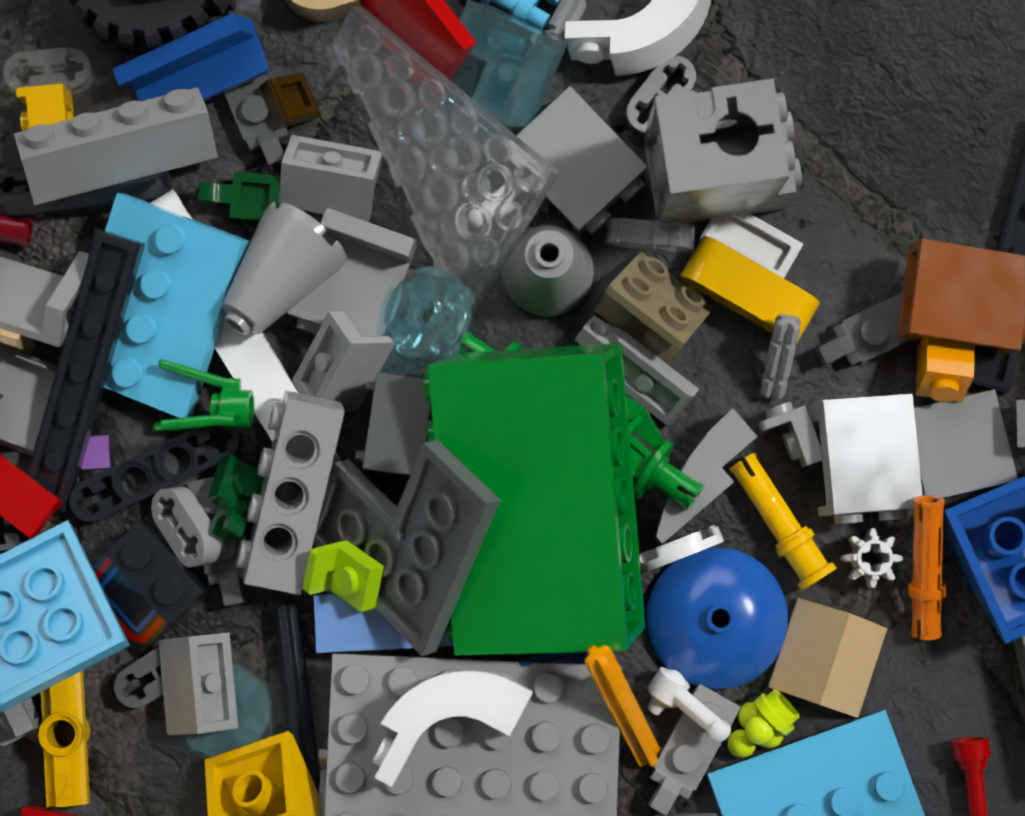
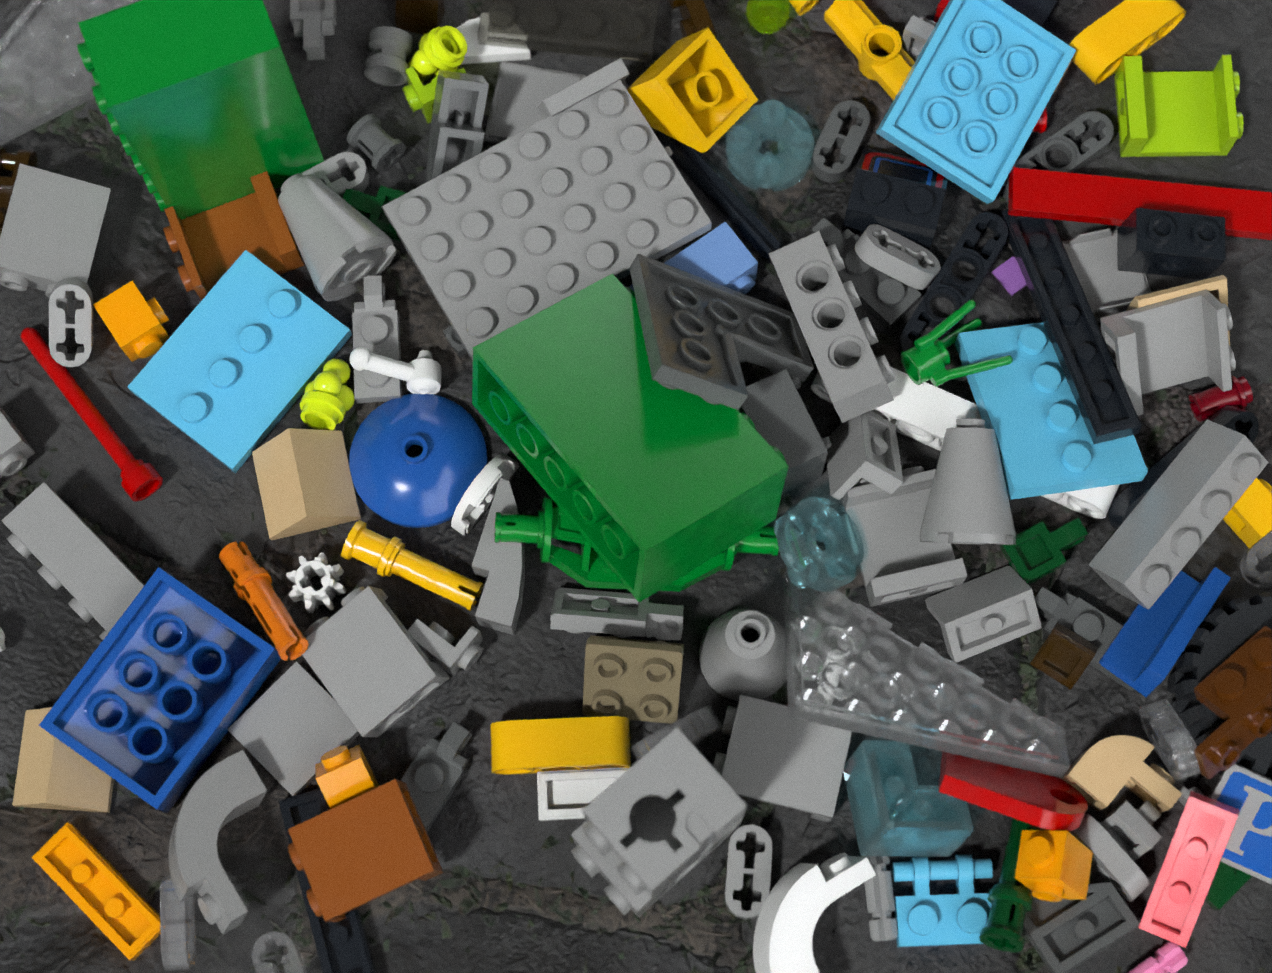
camera: 150 degrees right, 10 degrees down
(198, 684) = (800, 143): light grey panel -> none
(232, 493) = (879, 302): dark green plate -> none
(345, 572) = (744, 291): lime bracket -> none
(463, 693) = (589, 243): white arch -> none
(622, 705) = (451, 321): light orange axle -> none
(780, 356) = (497, 699): light grey axle -> none

